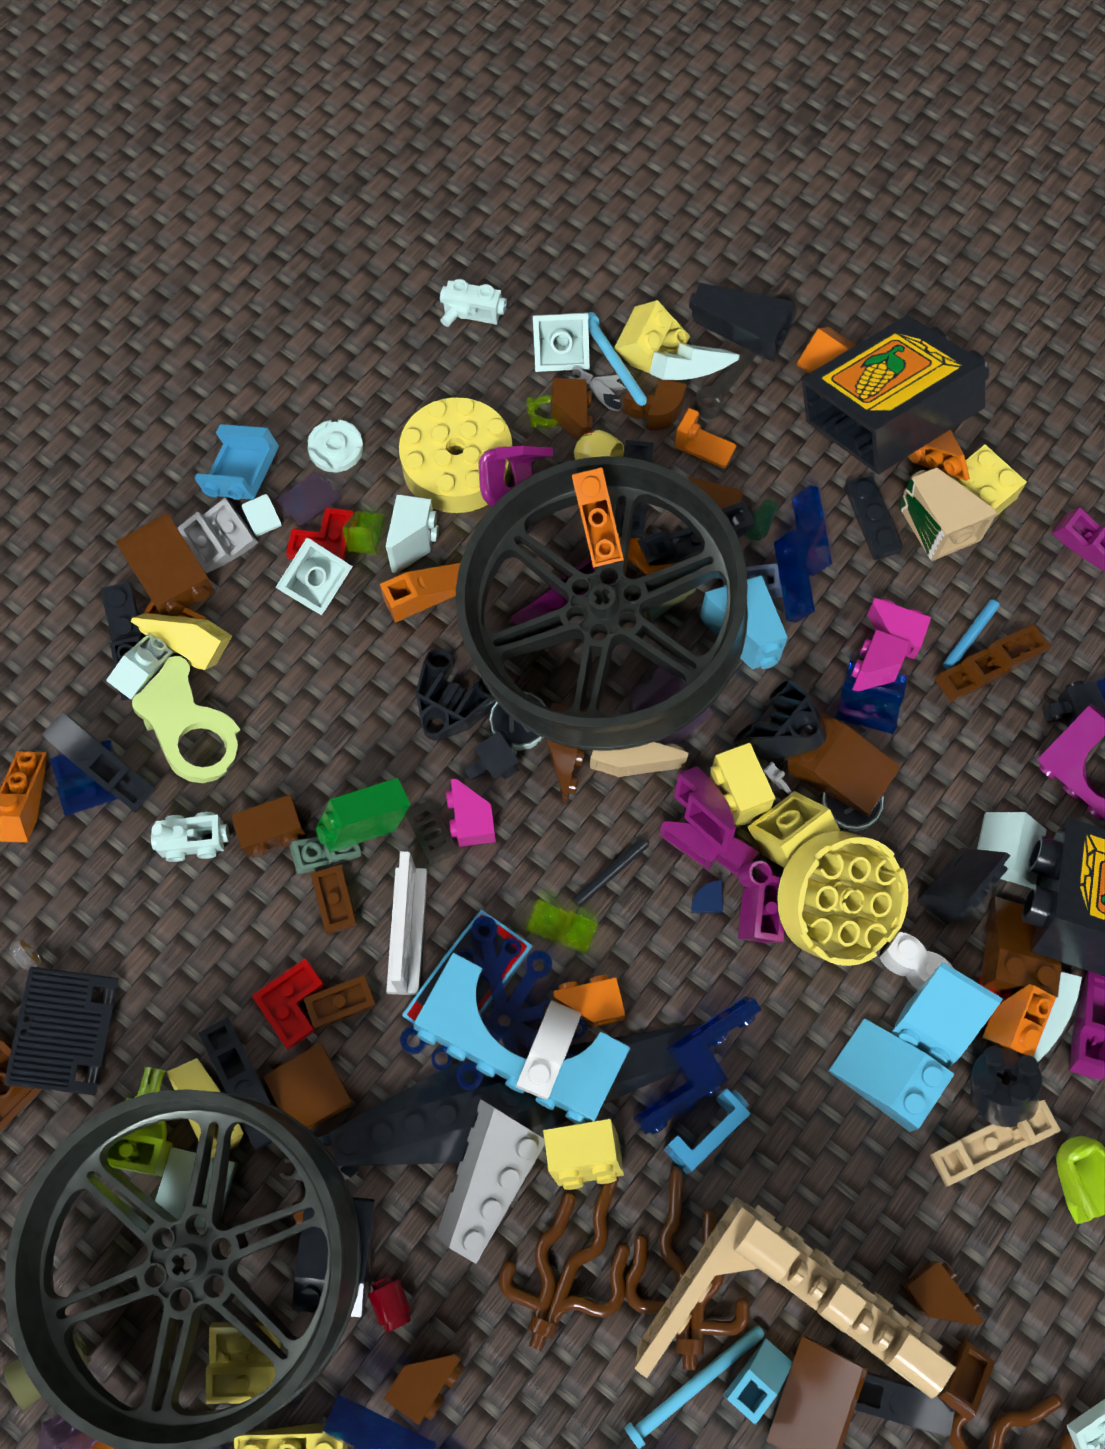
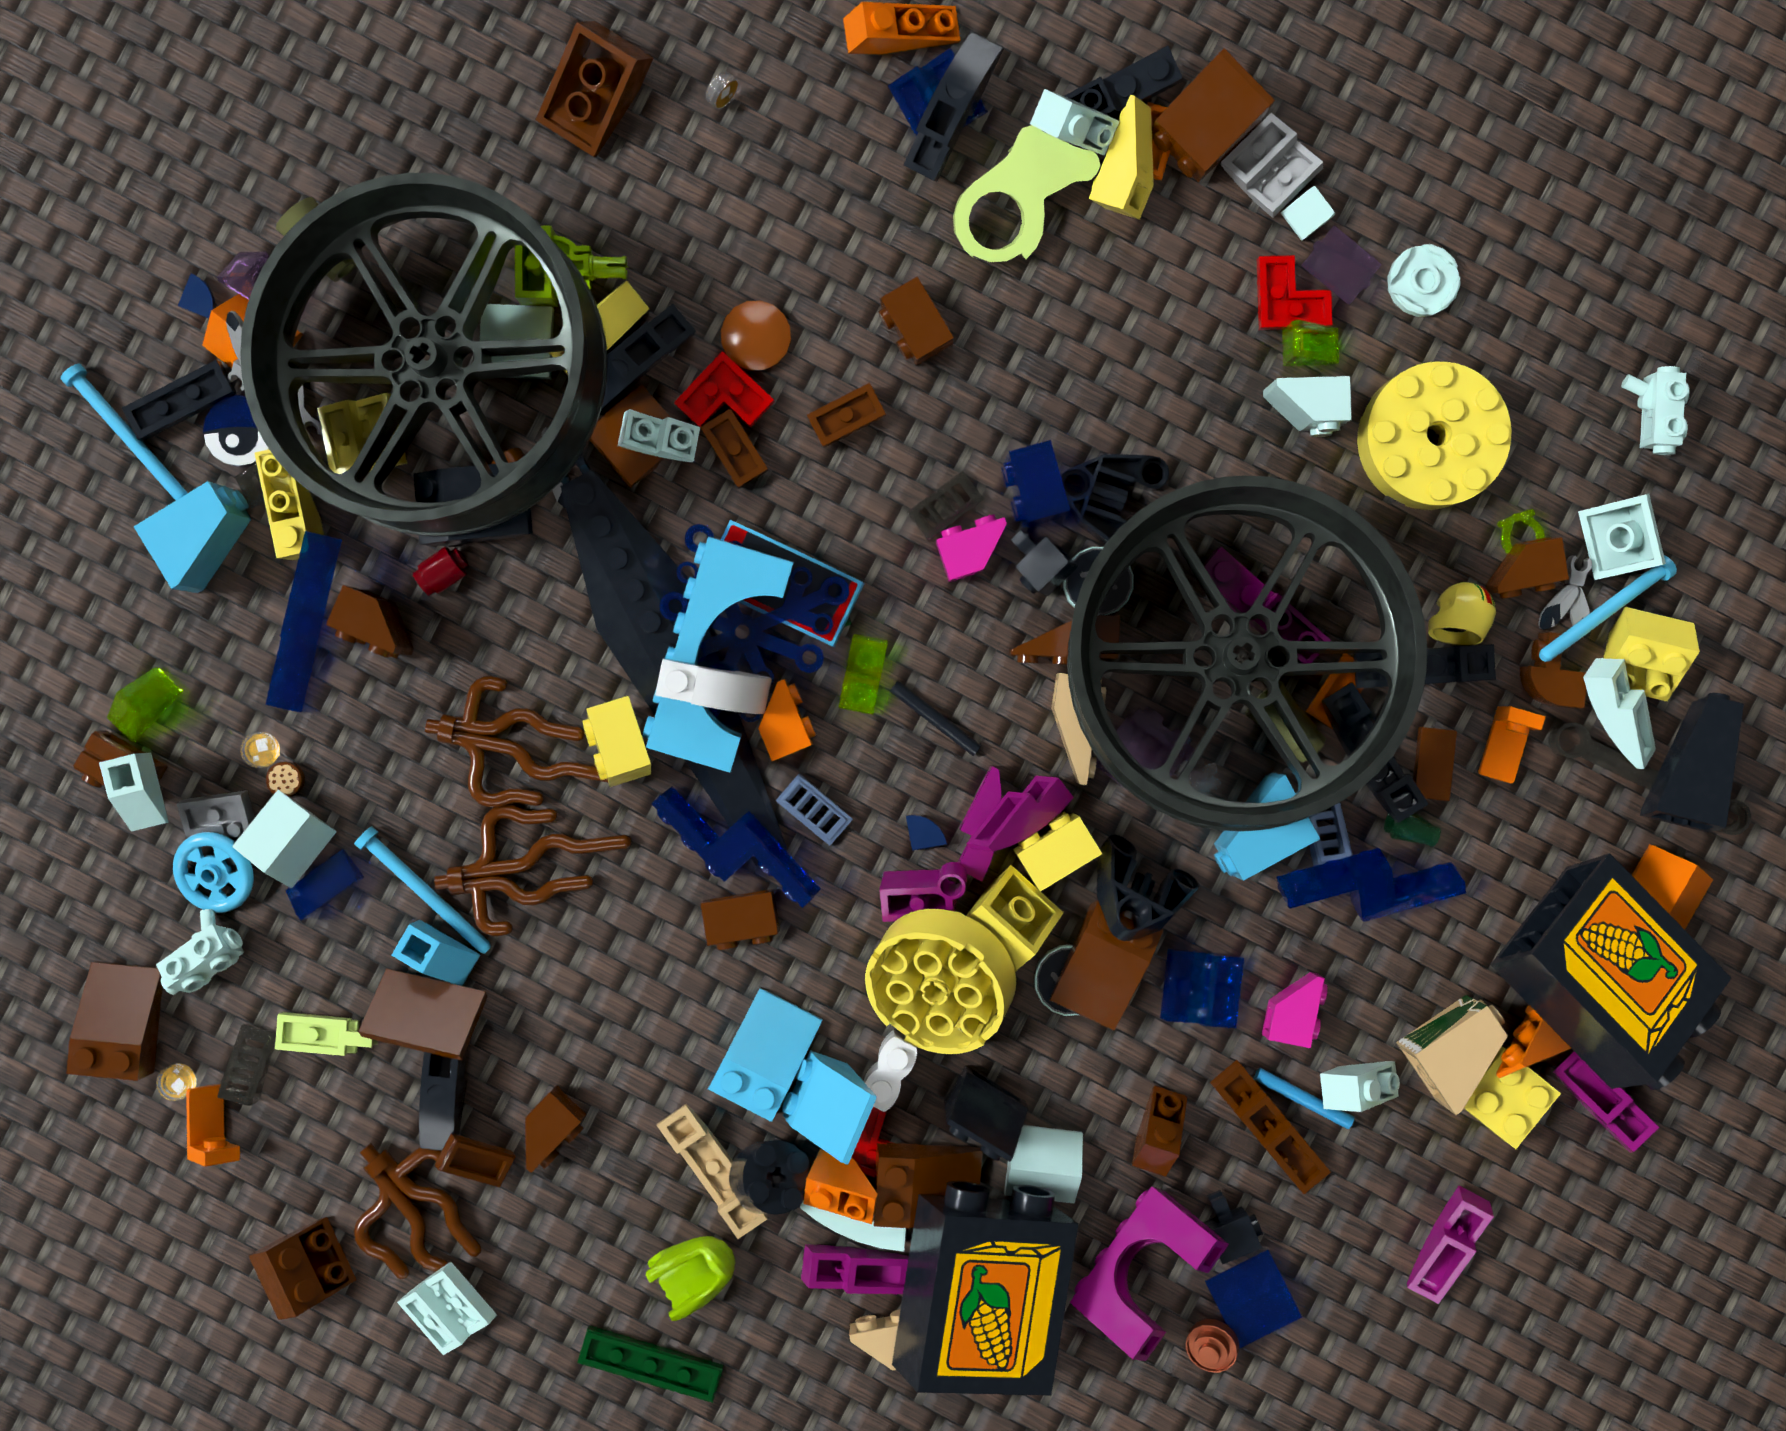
camera: 85 degrees right, 20 degrees up
(61, 1031) = (646, 155): black window -> none
(185, 836) = (884, 224): light aqua brick -> none
(240, 462) = (1371, 168): dark azure panel -> none
(245, 966) = (755, 335): none -> dark orange dish
(313, 855) = (902, 392): sand green slope -> none
(314, 576) = (1232, 299): light aqua slope -> none
(314, 1066) = (658, 437): none -> light aqua slope
(362, 815) = (940, 426): green brick -> none
(407, 928) = (827, 504): white fence -> none
(419, 590) = (1241, 433): orange slope -> none
(428, 749) = (1035, 484): none -> clear blue brick
(487, 1180) = (576, 647): light grey wedge -> none
(492, 468) = (1409, 485): magenta piece -> none
(597, 517) = (1337, 629): orange slope -> none
(654, 1007) = (795, 810): none -> sand blue slope
(689, 1159) = (660, 875): dark azure panel -> none
(753, 1240) = (542, 951): tan bracket -> none
(763, 1073) = (740, 918): none -> reddish brown brick
(775, 776) = (1073, 885): light grey piece -> none
(873, 518) = (1442, 965): black plate -> none
(881, 662) = (1242, 995): dark pink slope -> none
(965, 589) = (1359, 1086): none -> light aqua slope
(991, 747) = (1160, 1131): none -> reddish brown slope
(994, 420) = (1609, 1106): none -> magenta slope

